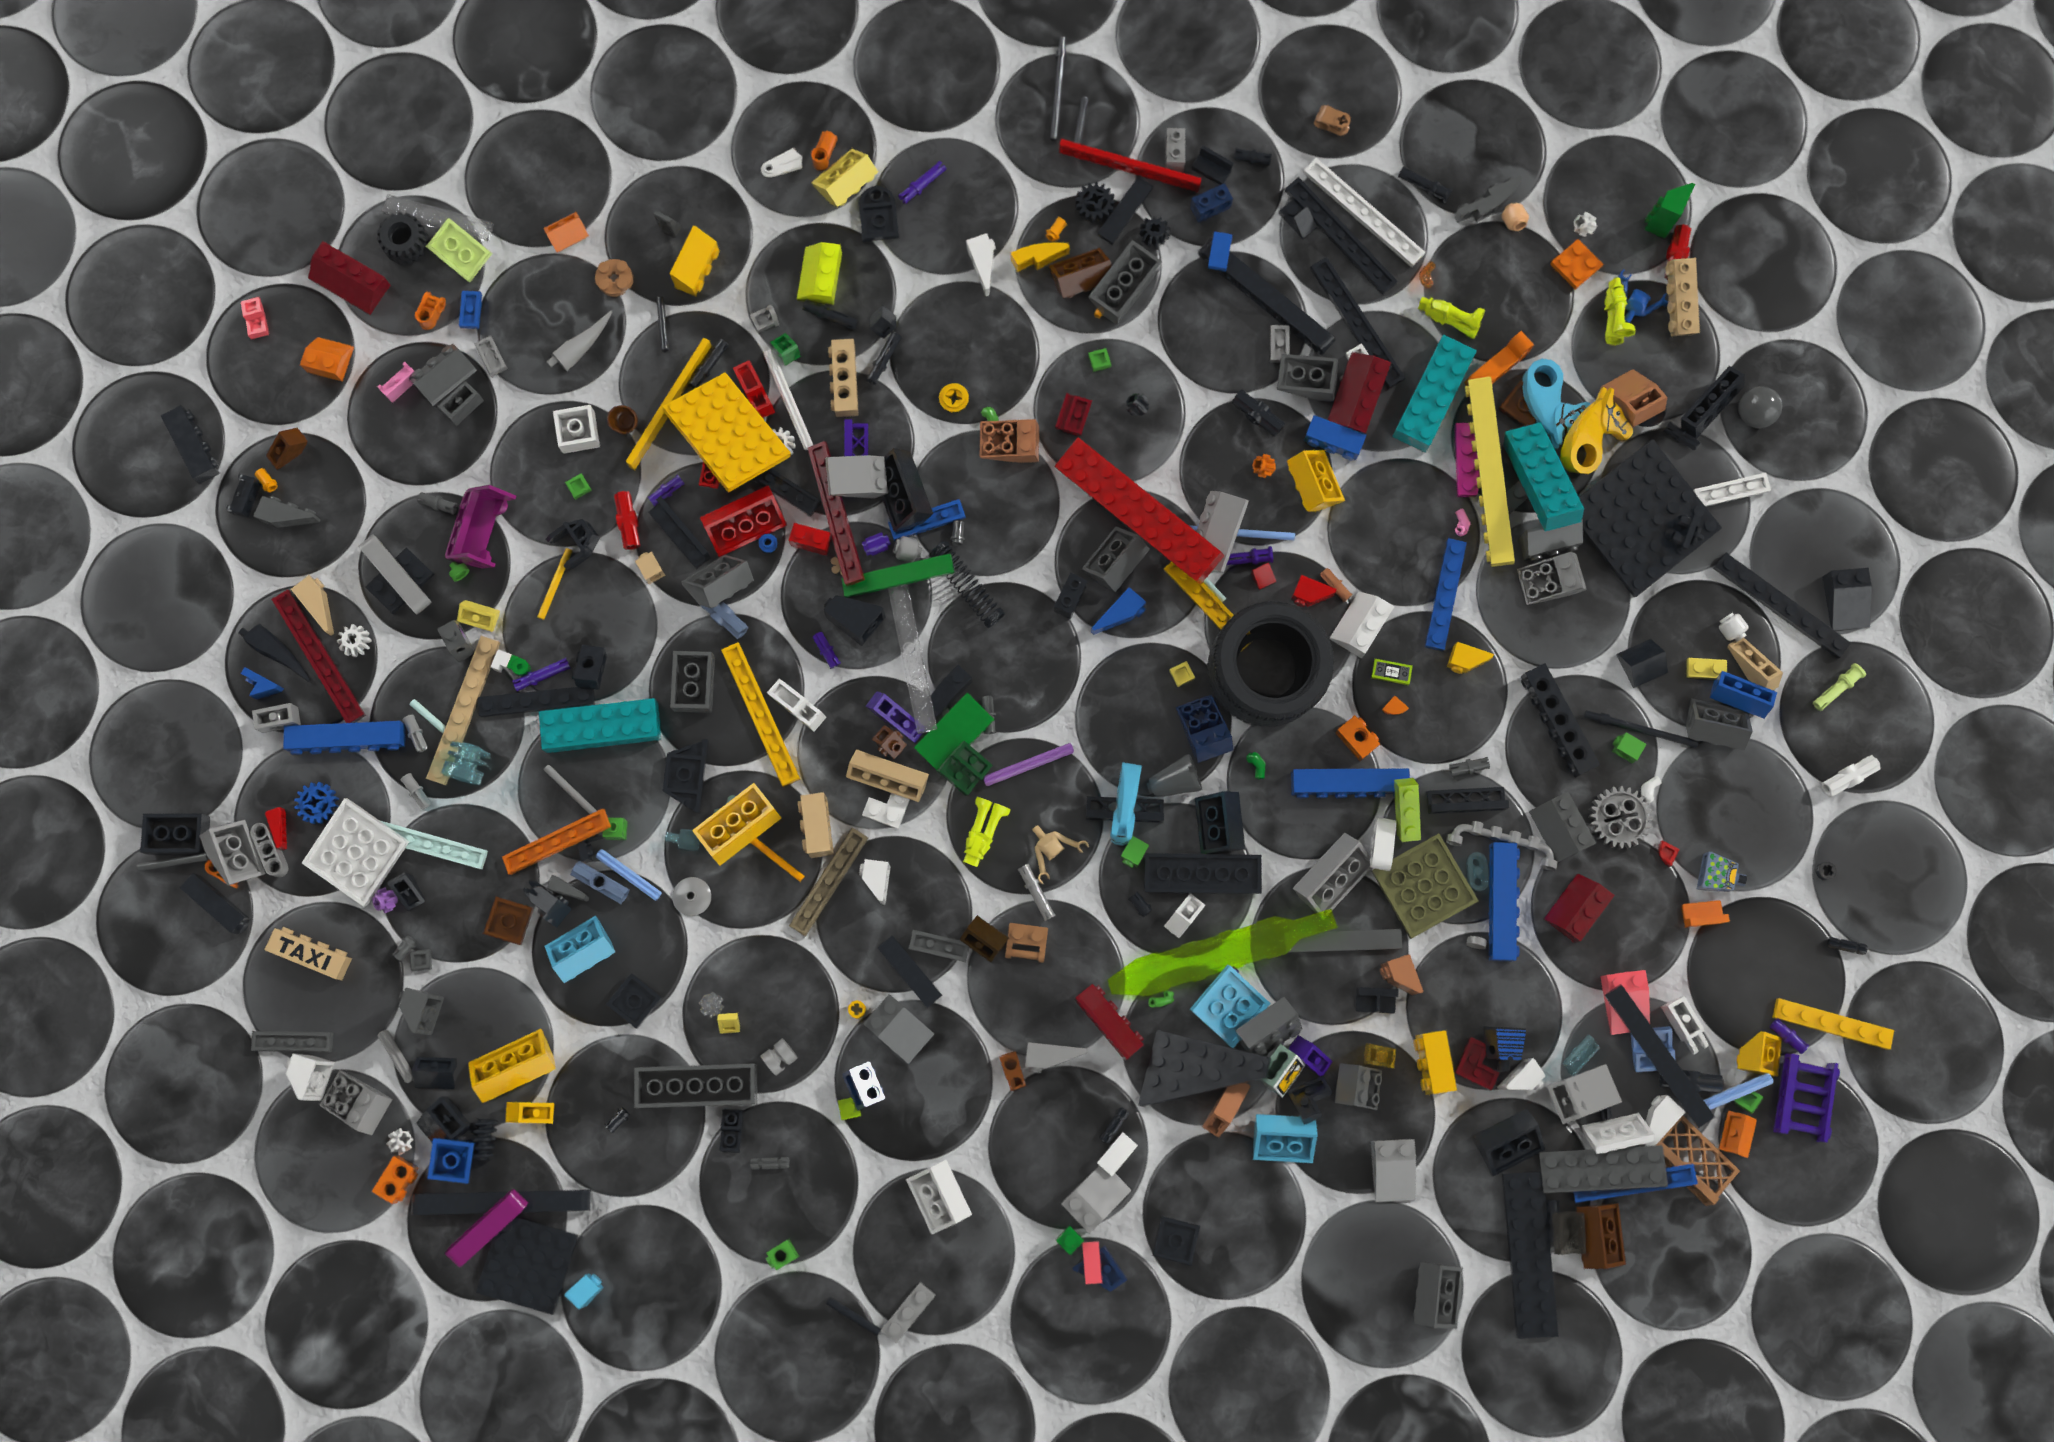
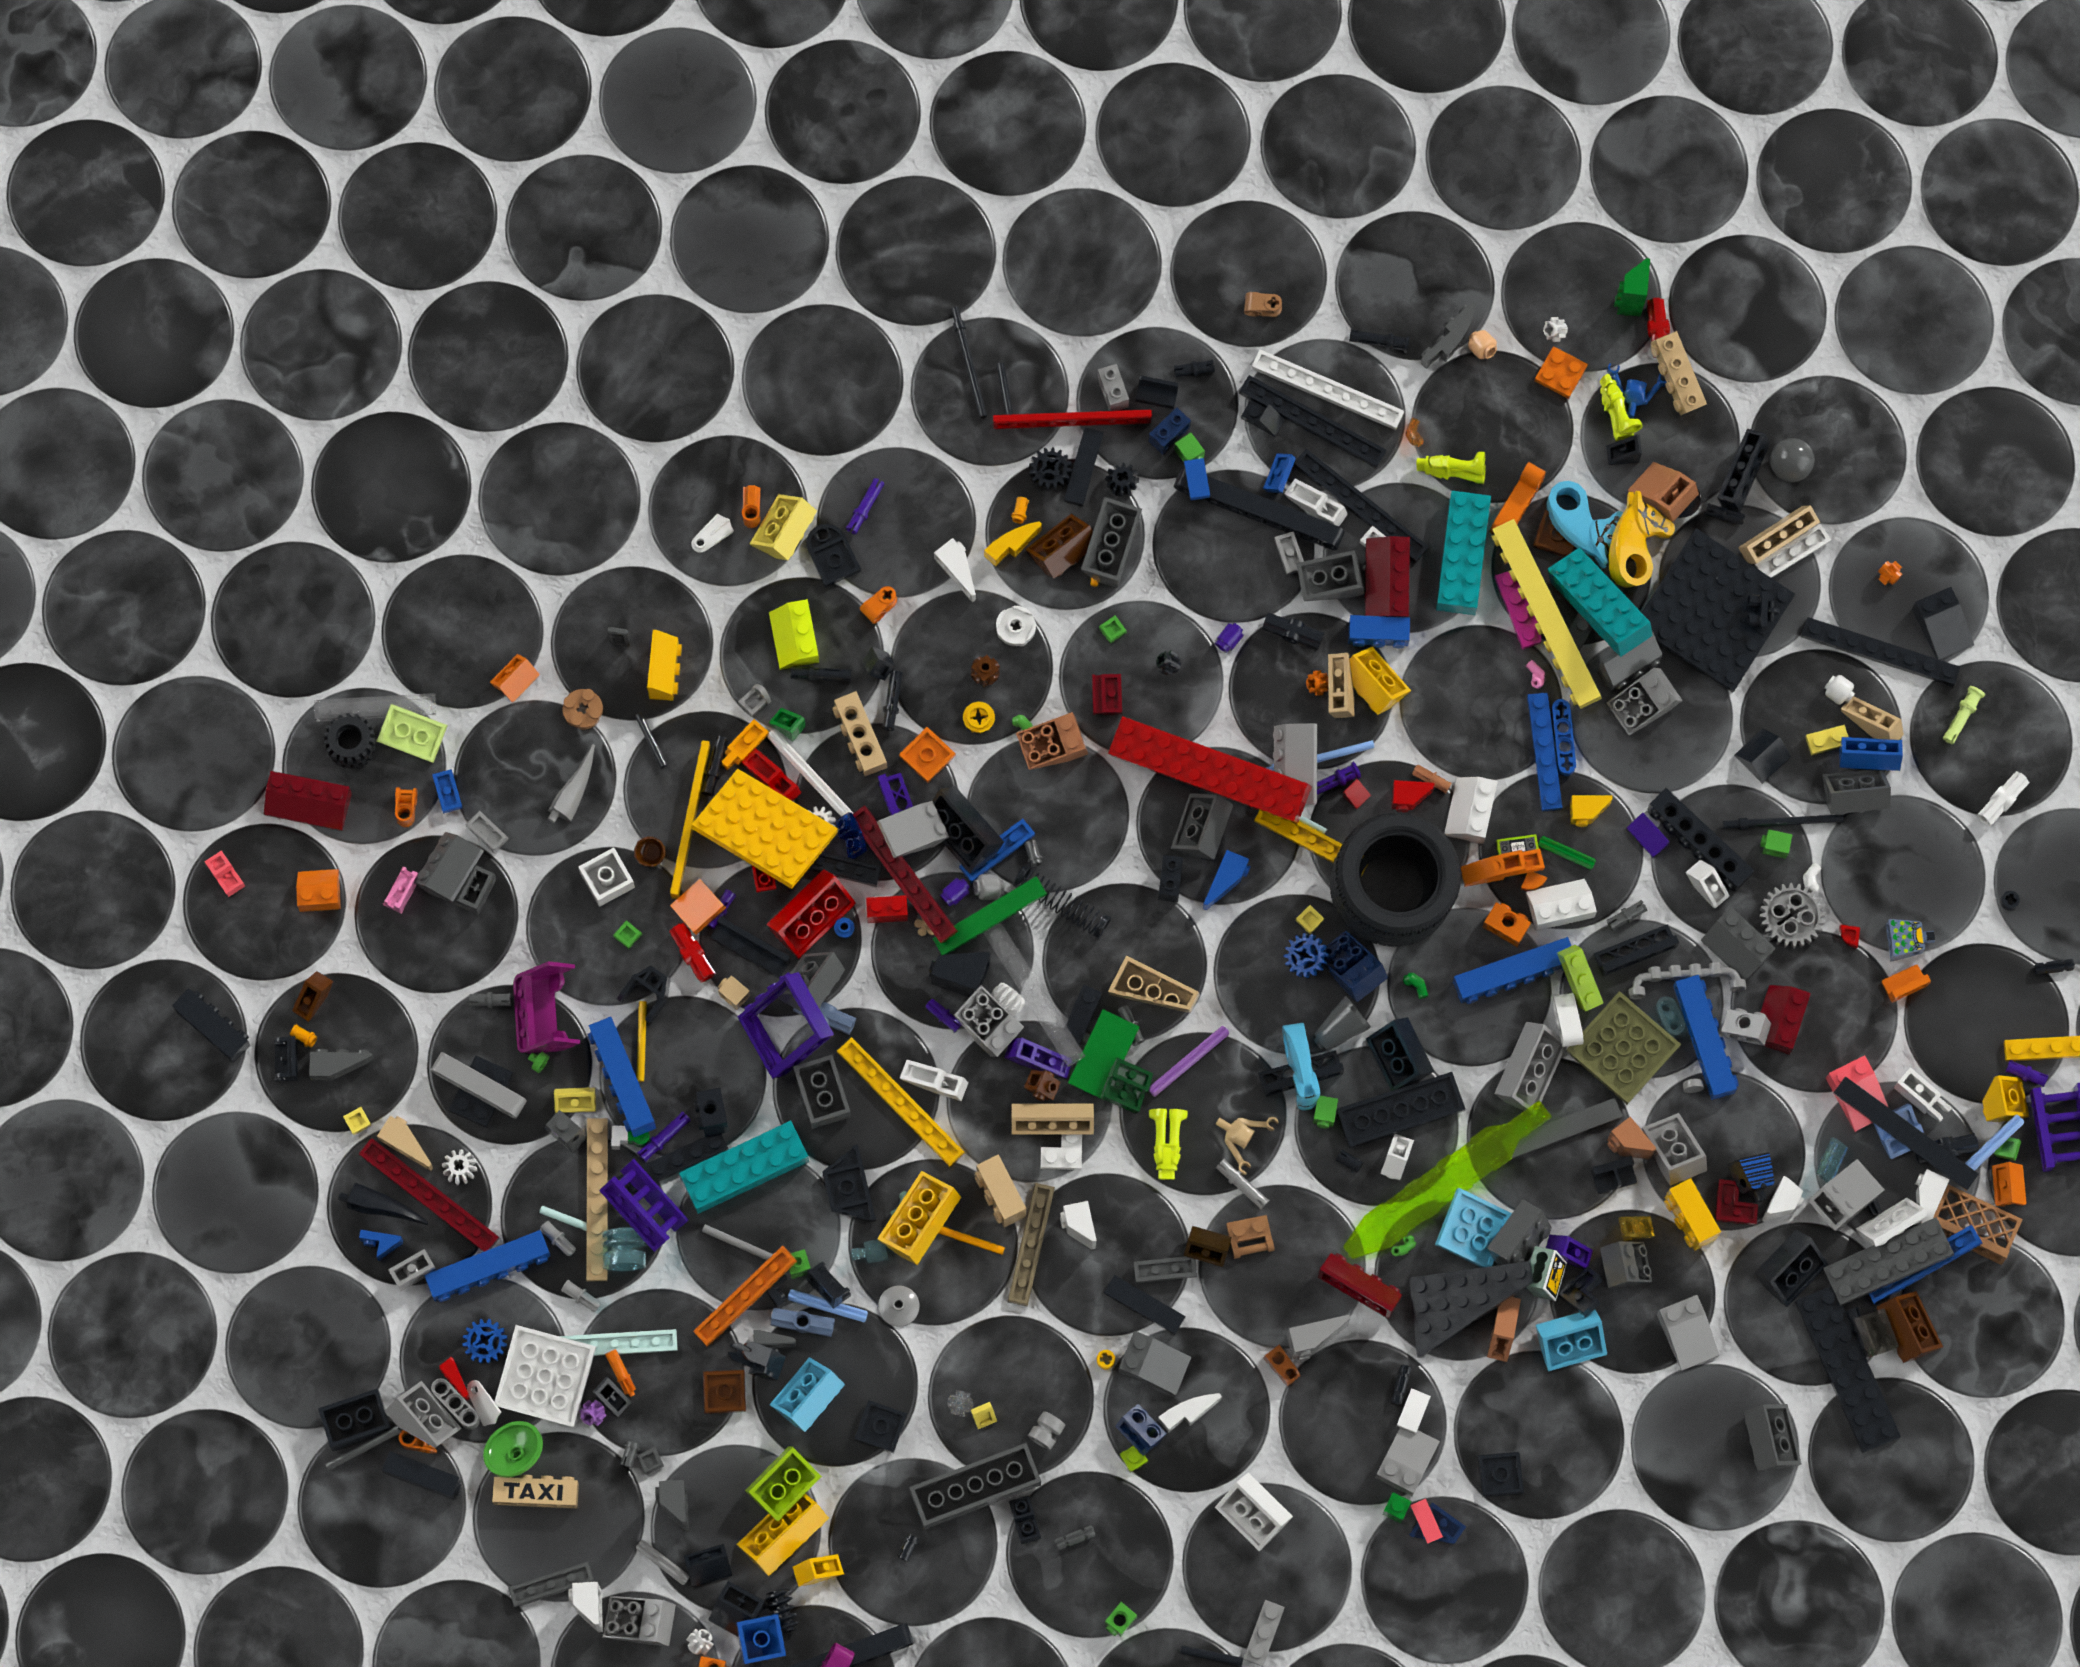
camera: 20 degrees left, 5 degrees down
(282, 570) = (357, 1121): none -> light yellow plate
(294, 857) = (483, 1403): none -> white piece
(301, 909) = (513, 1449): none -> bright green dish
(424, 877) = (620, 1372): none -> orange piece
(480, 736) = (635, 1214): none -> dark purple fence
(522, 609) = (622, 1076): none -> blue brick
(526, 1023) = (783, 1483): none -> lime slope
(634, 856) = (827, 1285): none -> black hinge
(646, 481) = (698, 906): none -> orange tile
(657, 614) = (762, 1041): none -> dark purple window
(740, 353) = (744, 744): none -> light orange hinge
(804, 460) = (850, 831): none -> clear blue slope
(860, 669) = (988, 1022): none -> light grey slope
(886, 654) = (1008, 998): none -> white gear
(896, 415) = (927, 755): none -> orange plate
(901, 271) = (877, 606): none -> orange piece
(913, 1083) = (1188, 1410): none -> white slope
(973, 358) = (985, 677): none -> reddish brown brick
(1017, 686) = (1149, 986): none -> tan wedge
(1019, 338) = (1011, 616): none -> white plate
(1171, 699) = (1303, 963): none -> blue gear
(1199, 400) = (1229, 637): none -> dark purple brick
(1223, 222) = (1189, 448): none -> bright green brick
(1282, 475) = (1340, 686): none -> tan slope
(1295, 271) = (1279, 473): none -> blue plate
(1318, 307) = (1316, 503): none -> white slope
(1371, 684) = (1502, 866): none -> orange slope
(1413, 736) = (1561, 904): none -> white slope
(1434, 691) = (1567, 852): none -> green axle
(1442, 995) = (1676, 1149): none -> light grey slope
(1467, 587) = (1563, 737): none -> blue beam
(1513, 700) = (1648, 835): none -> dark purple slope
(1551, 914) = (1755, 1033): none -> light grey brick
(1553, 761) = (1707, 883): none -> white slope
(1611, 351) = (1625, 451): none -> black slope
(1726, 470) = (1779, 534): none -> tan brick
(1815, 537) = (1890, 573): none -> orange gear

